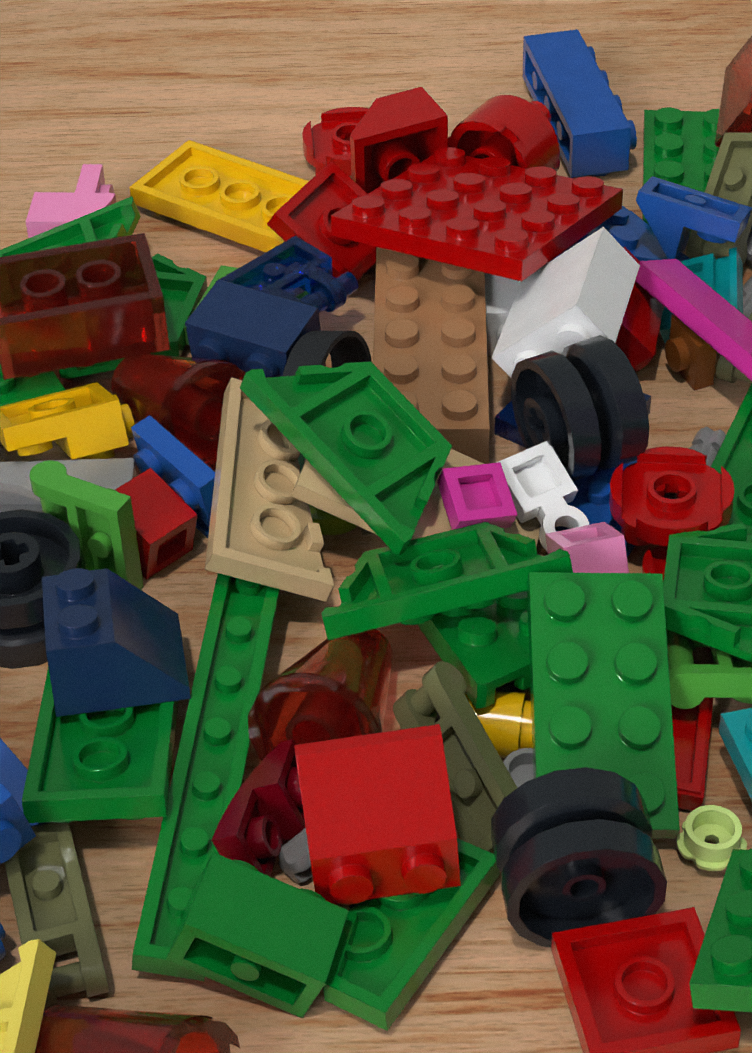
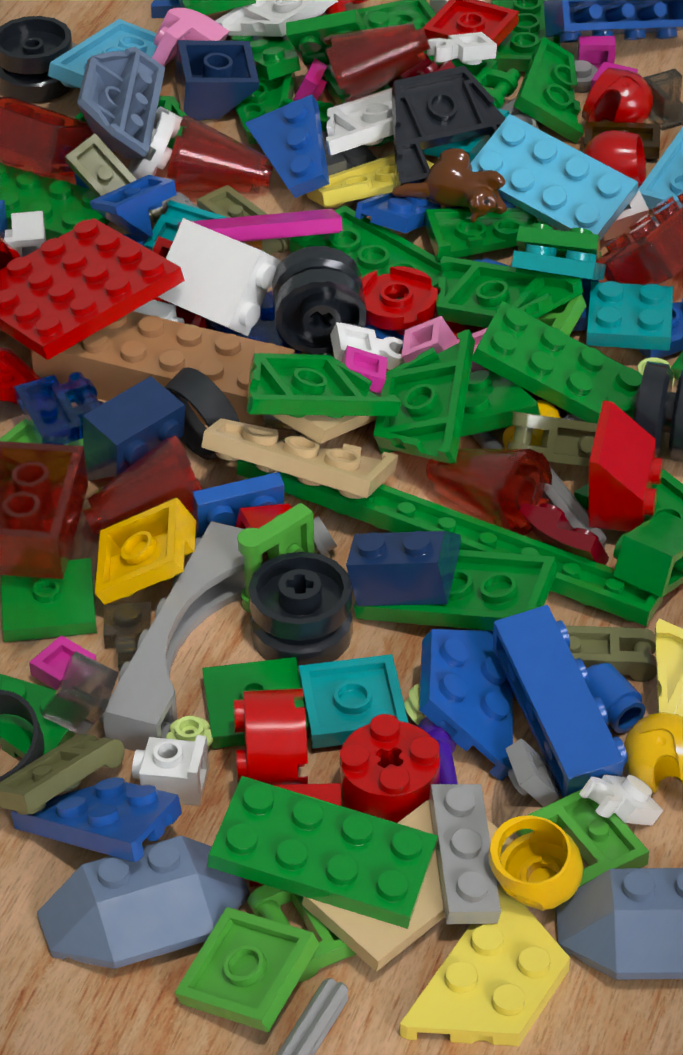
camera: 70 degrees left, 0 degrees up
(173, 570) = (322, 539): none -> light grey plate
(612, 165) = (26, 232): none -> white brick

